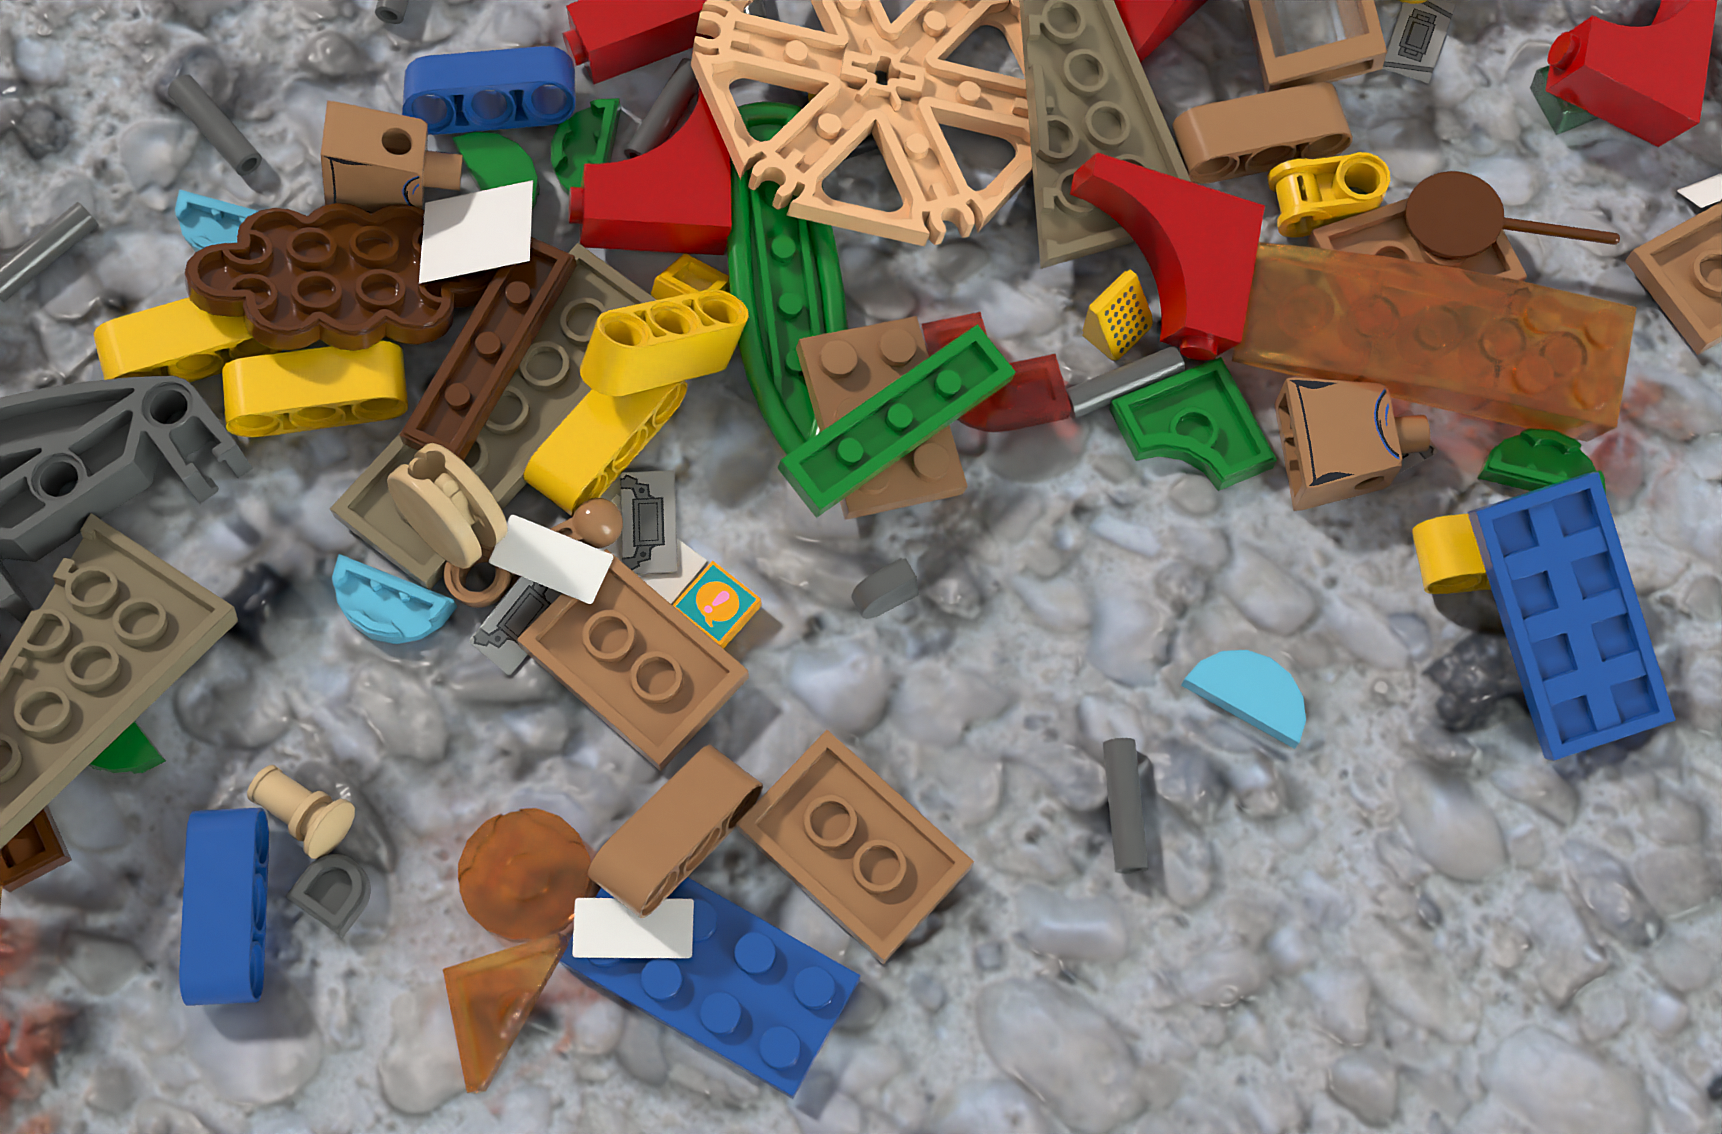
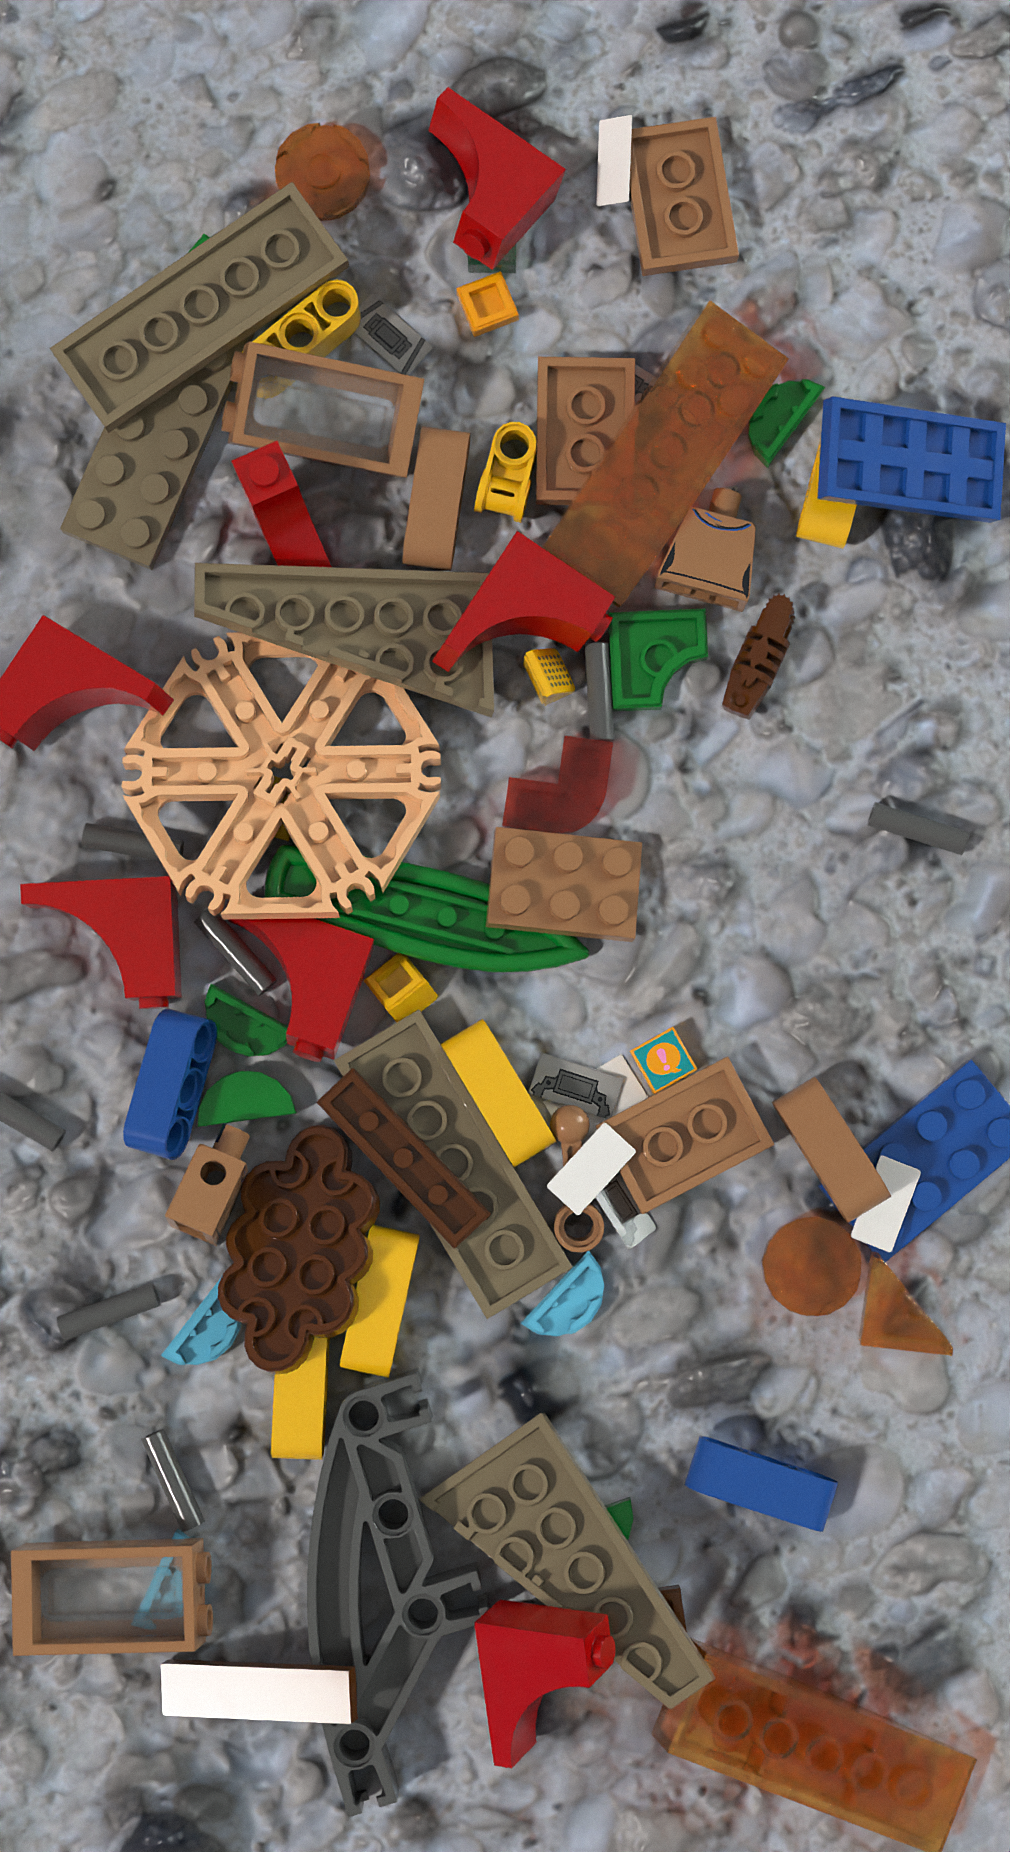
camera: 70 degrees left, 15 degrees up
(308, 814) = (709, 1409): tan pin -> none
(332, 892) = (774, 1405): dark grey tile -> none
(447, 505) = (536, 1231): tan head -> none
(476, 232) = (300, 1135): white sticker -> none
(663, 342) = (452, 1001): yellow beam -> none
(855, 846) = (880, 1028): medium nougat plate -> none
(885, 589) = (701, 935): dark grey tile -> none
(896, 420) = (587, 876): green plate -> none
(1250, 540) = (759, 658): none -> reddish brown hinge
(1252, 690) = (869, 703): medium azure tile -> none
(1463, 216) = (569, 384): reddish brown piece -> none
(1505, 116) = (487, 304): none -> light orange tile

